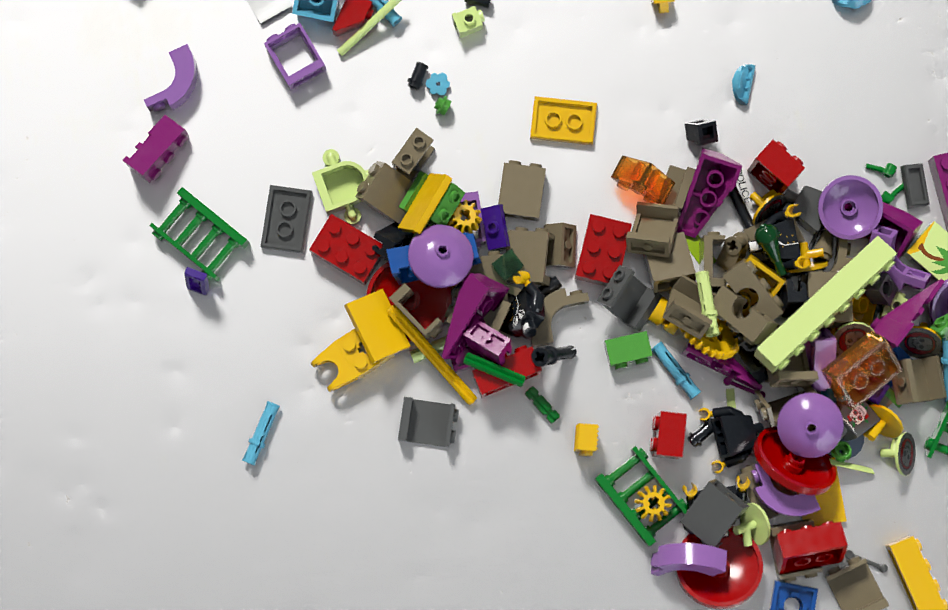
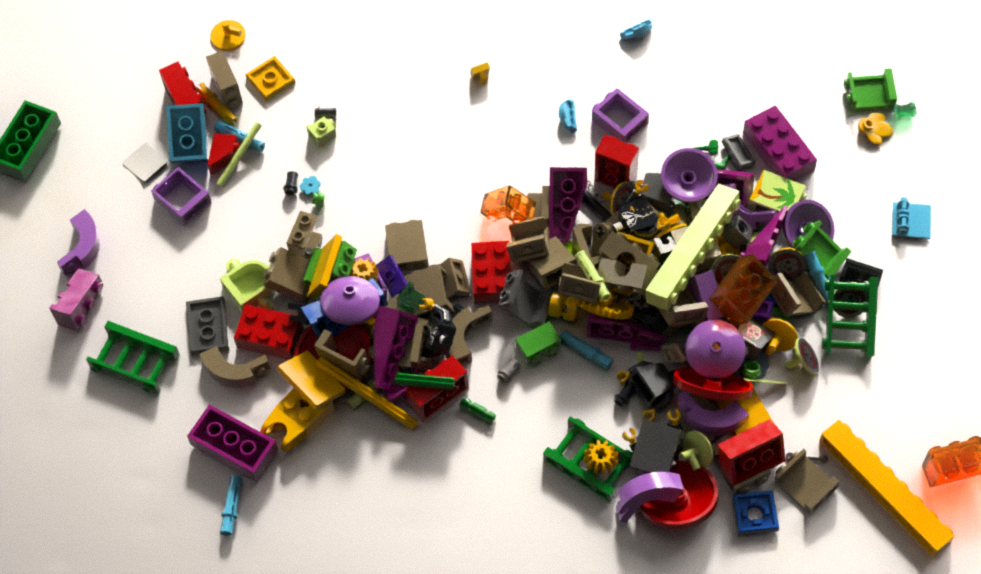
camera: 15 degrees left, 20 degrees down
(196, 281) = (139, 392): dark purple plate -> none
(279, 367) = (233, 442): none -> magenta brick
(284, 273) = (230, 374): none -> dark tan arch
(427, 422) = (380, 454): dark grey panel -> none
(488, 342) = (412, 360): magenta hinge -> none
(550, 355) = (471, 358): black pin -> none
(563, 120) = (426, 184): yellow tile -> none
(586, 439) = (524, 422): yellow brick -> none
(587, 370) = (506, 373): none -> light grey pin
(669, 435) = (596, 398): red brick -> none
(702, 131) = (545, 157): black brick -> none
(767, 238) = (627, 211): dark green piece -> none
(793, 127) = (632, 128): none -> medium lavender window

